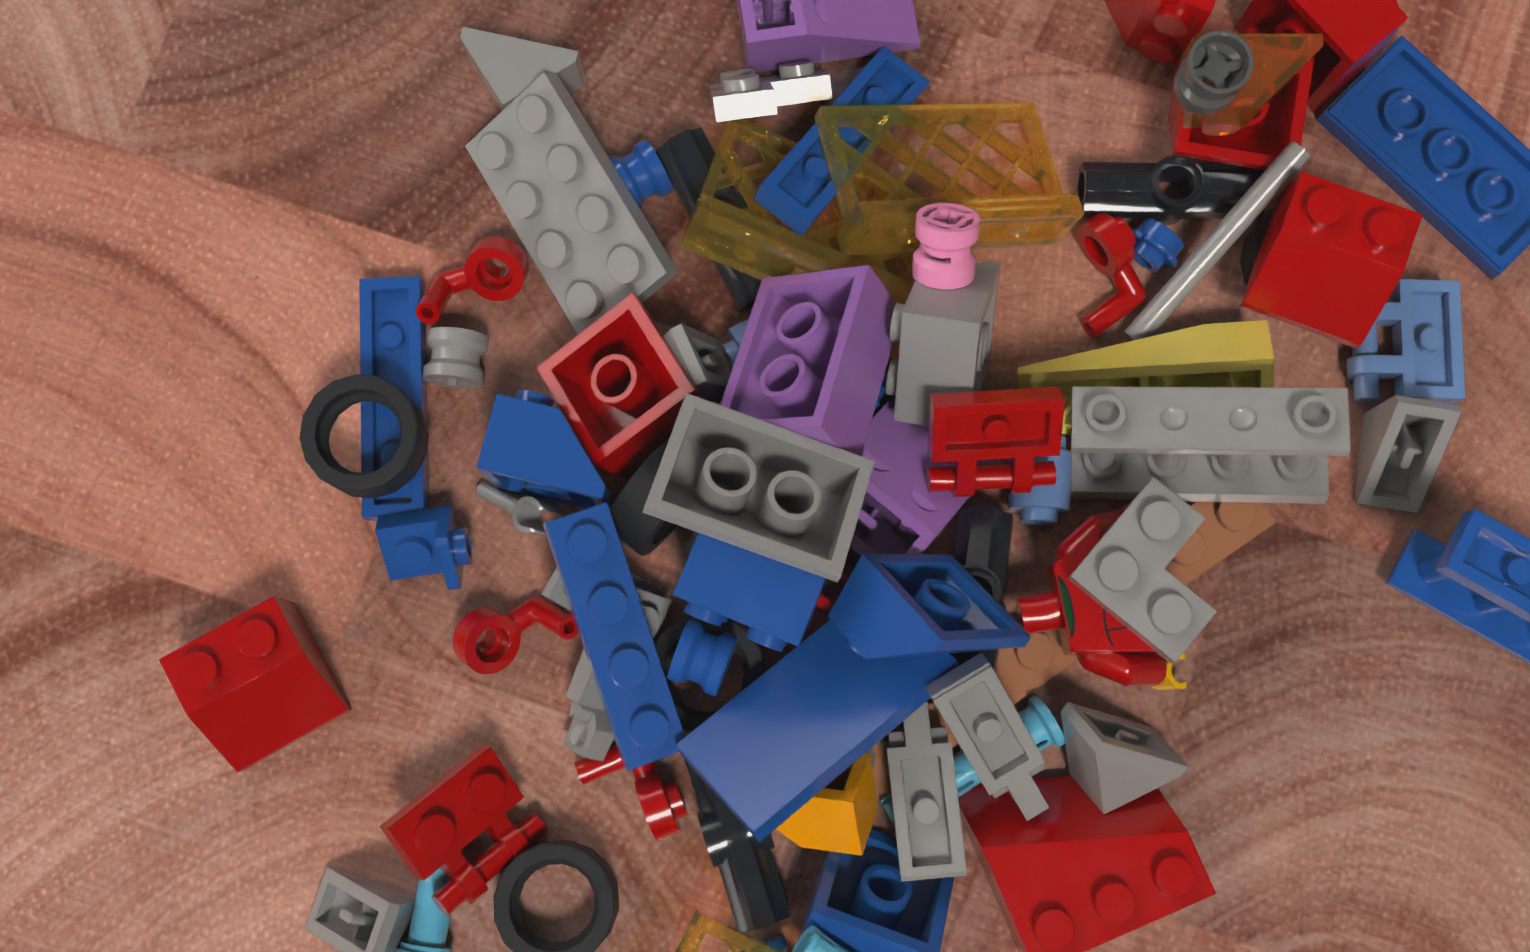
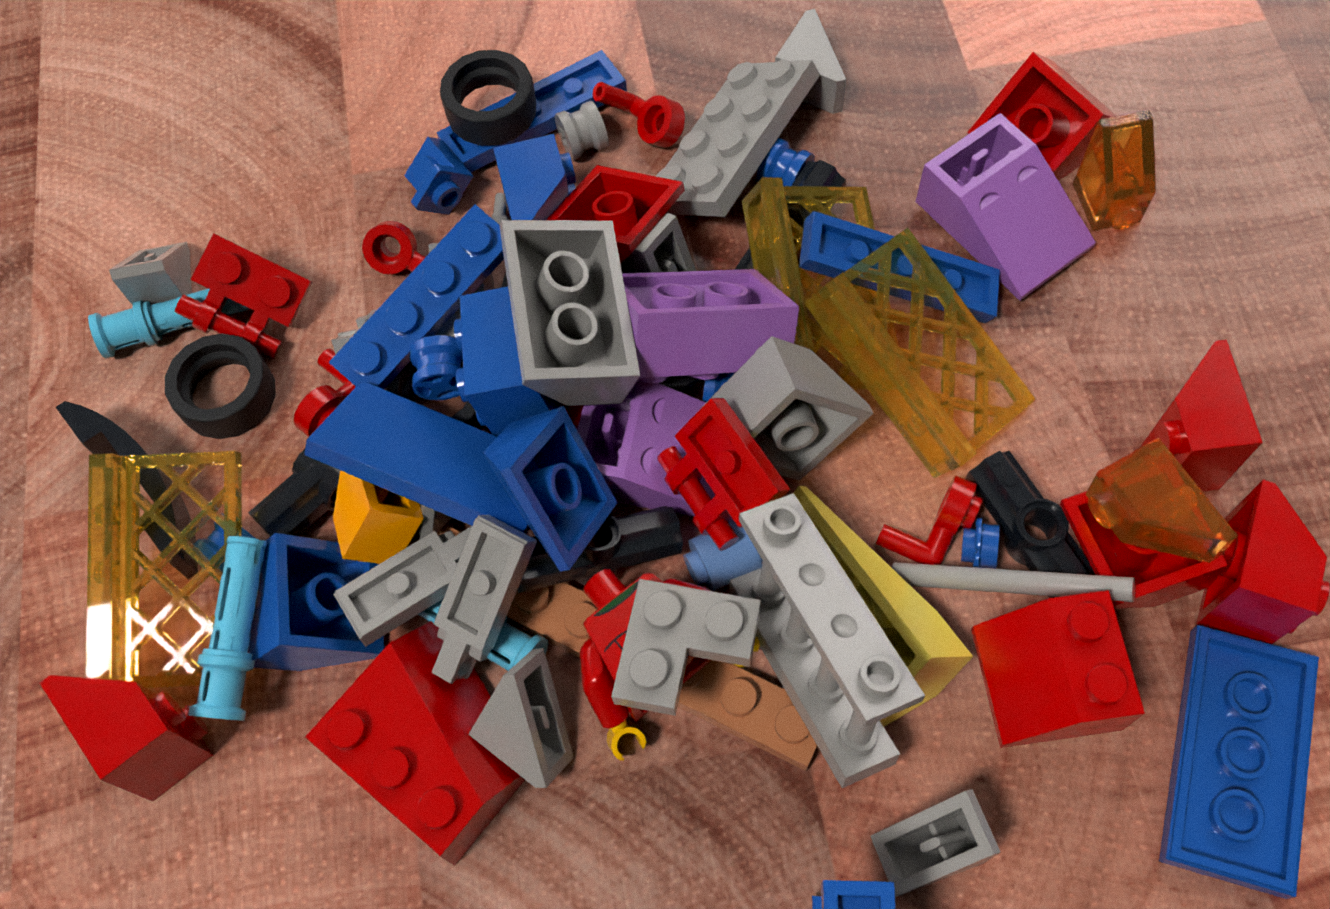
camera: 65 degrees right, 15 degrees down
(256, 683) = (292, 133): red slope -> none
(747, 95) = (896, 195): plate -> none
(945, 251) = (851, 351): bright pink wheel -> none
(1220, 60) = (1128, 440): dark grey wheel -> none
(1425, 341) = (1052, 819): medium blue plate -> none

